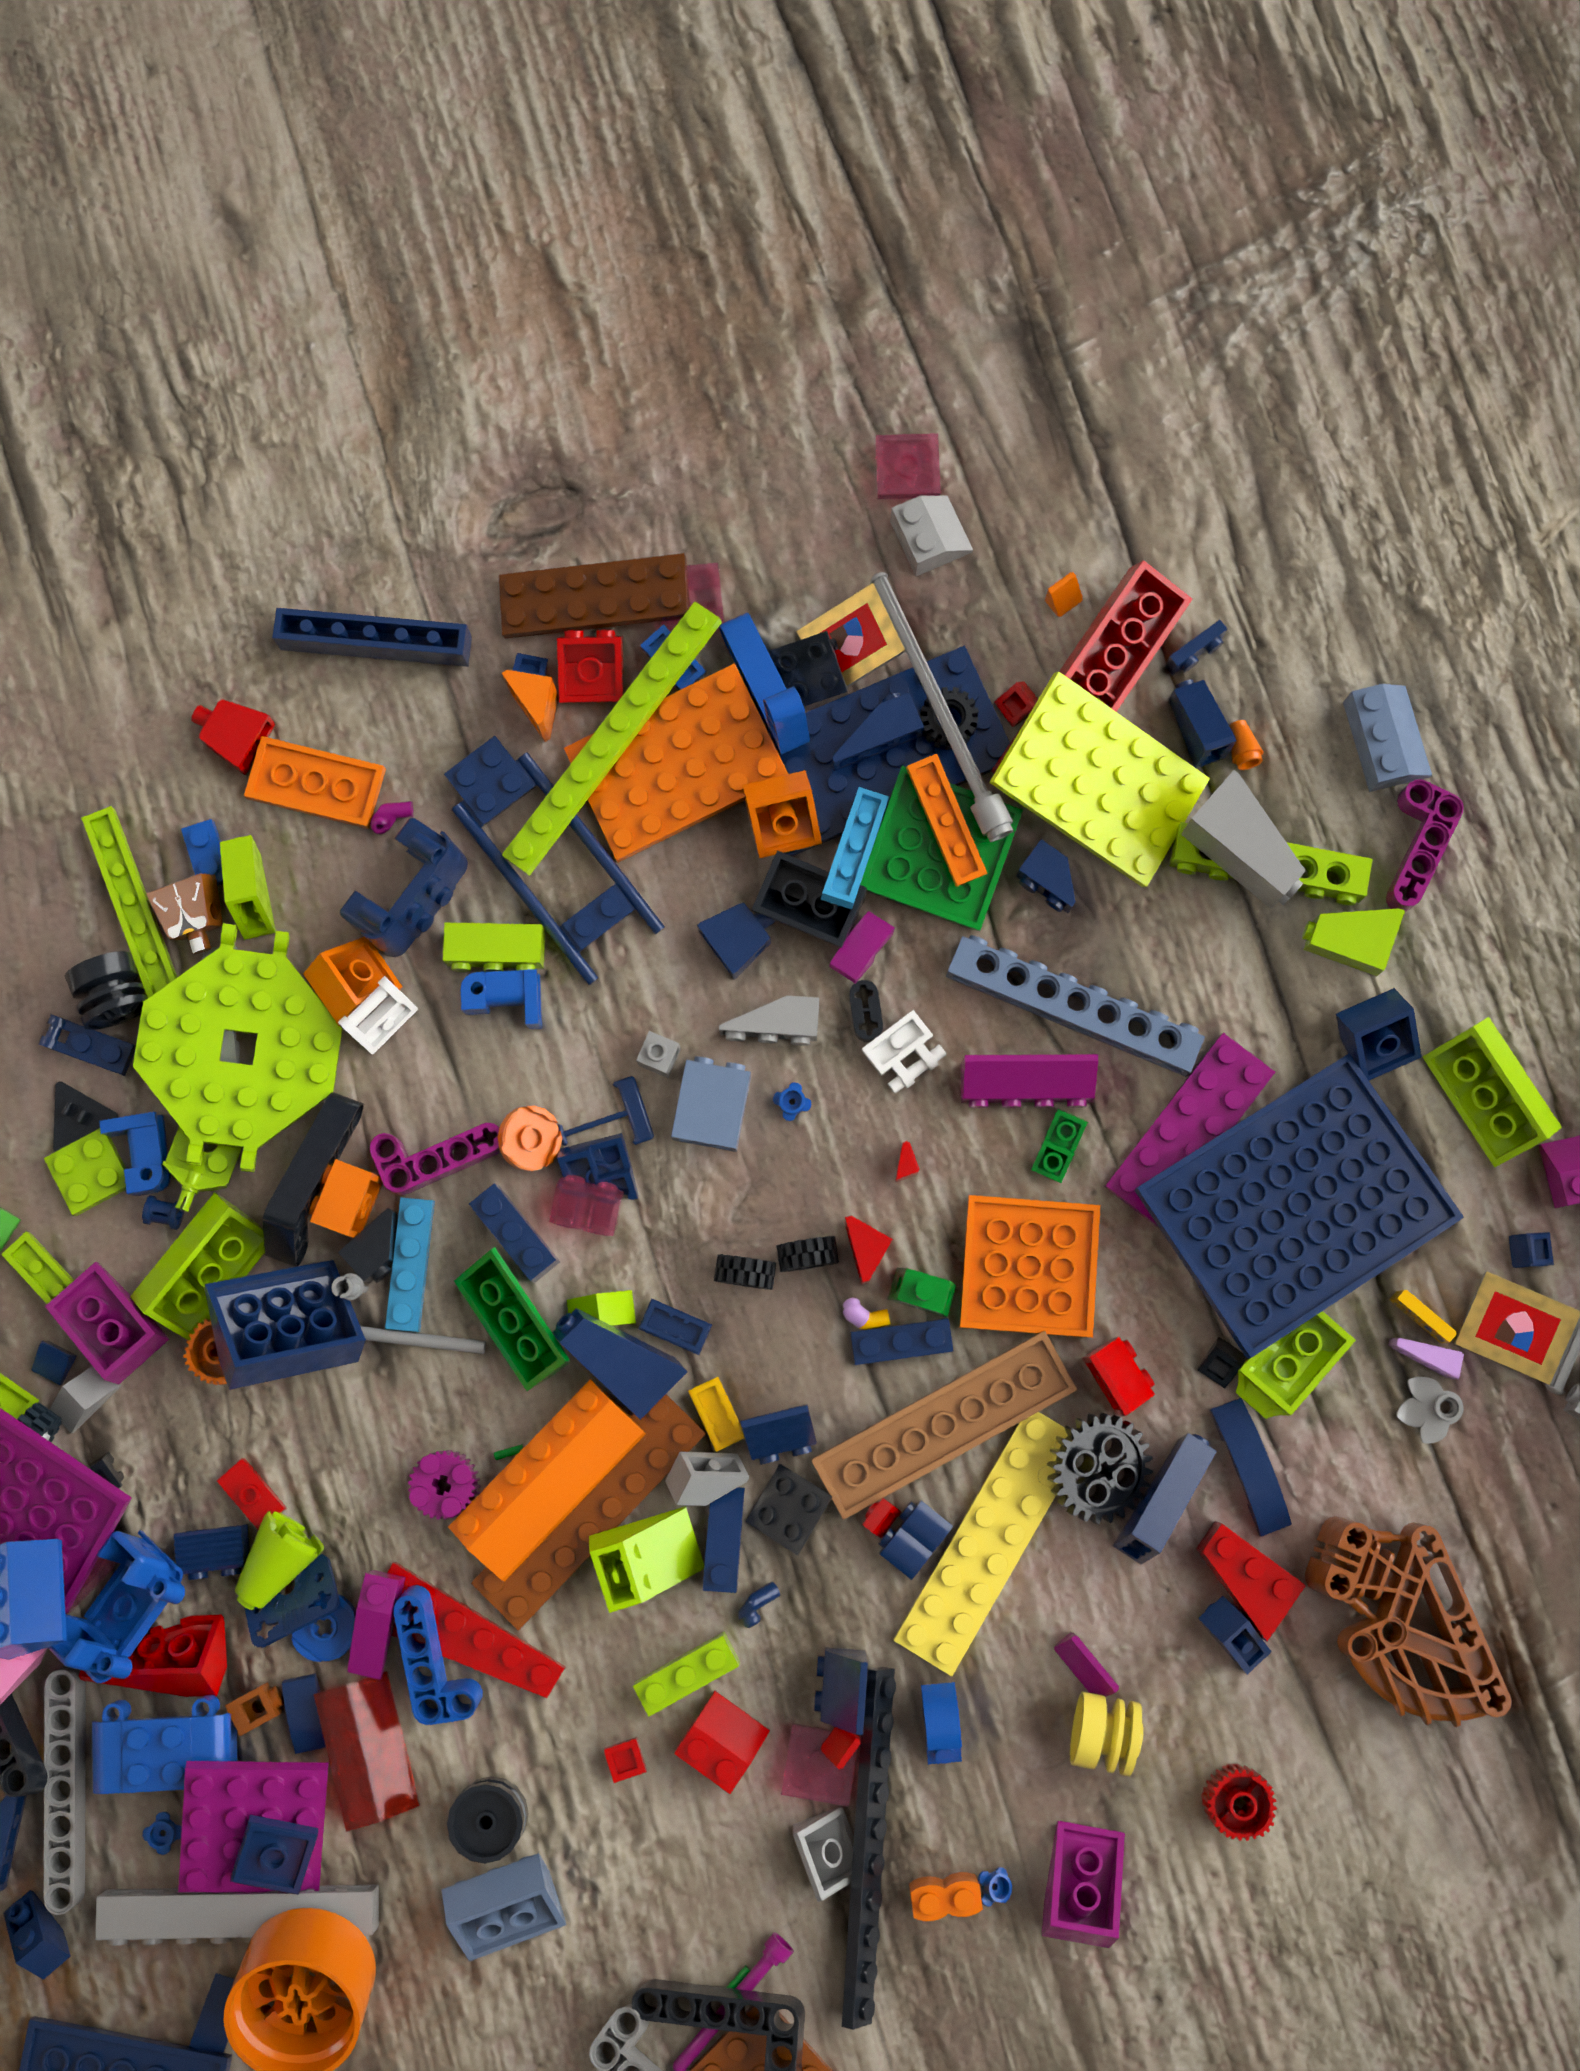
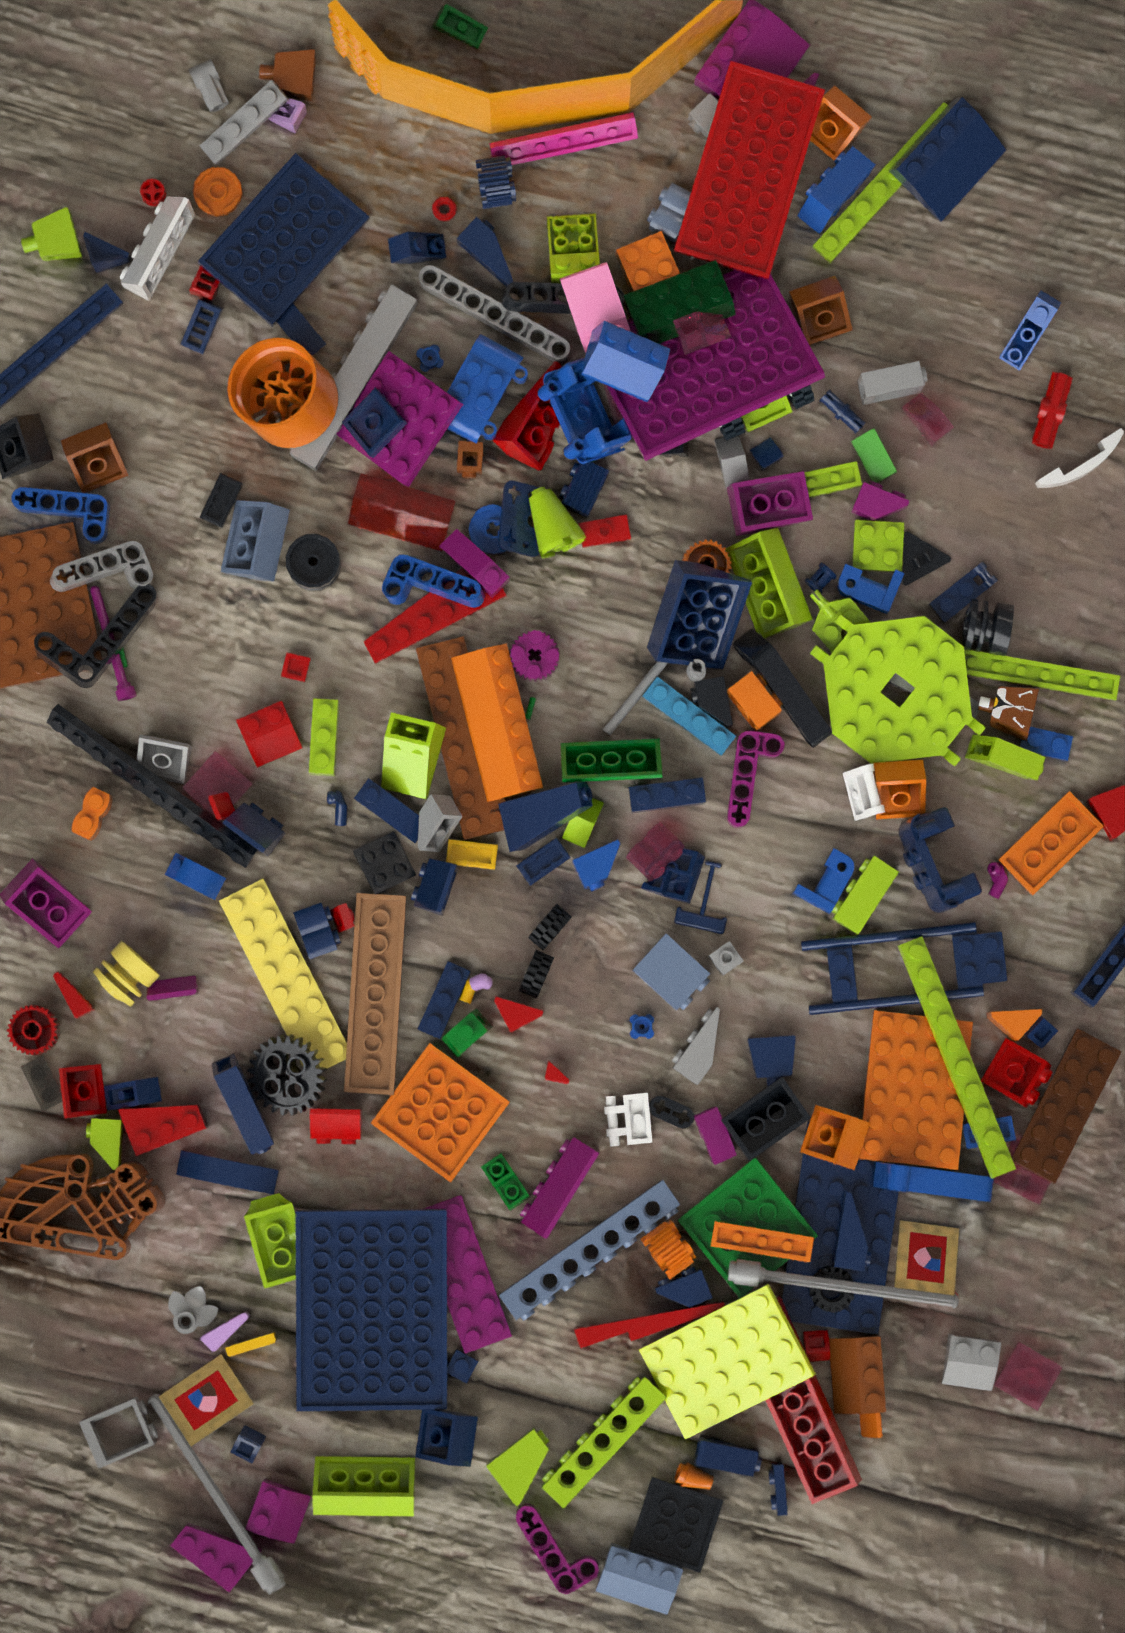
camera: 115 degrees right, 5 degrees up
(37, 1202) = (876, 503): none -> magenta slope
(303, 1713) = (447, 486): dark blue slope -> none
(480, 1980) = (221, 500): none -> black plate
(529, 1138) = (722, 841): tile -> none
(643, 1261) = (596, 865): none -> blue slope
(810, 668) = (923, 1217): black hinge -> none
(854, 848) = (781, 1169): dark azure plate -> none
(1002, 1889) = (75, 853): blue plate -> none
(1019, 918) = (668, 1249): none -> orange brick
(1021, 639) = (857, 1375): none -> dark orange slope
(1117, 897) = (642, 1325): none -> red slope
(1171, 1777) = (76, 1001): none -> red slope
(1222, 1362) = (303, 1196): black slope -> none
(1245, 842) = (624, 1425): light grey slope -> none
(1271, 1697) = (82, 1091): none -> red slope
(1290, 1067) = (461, 1366): none -> dark blue plate
(1291, 1749) = (42, 1083): none -> clear smoke plate
(1306, 733) = (676, 1524): none -> black plate
(1307, 1631) = (106, 1139): none -> lime slope

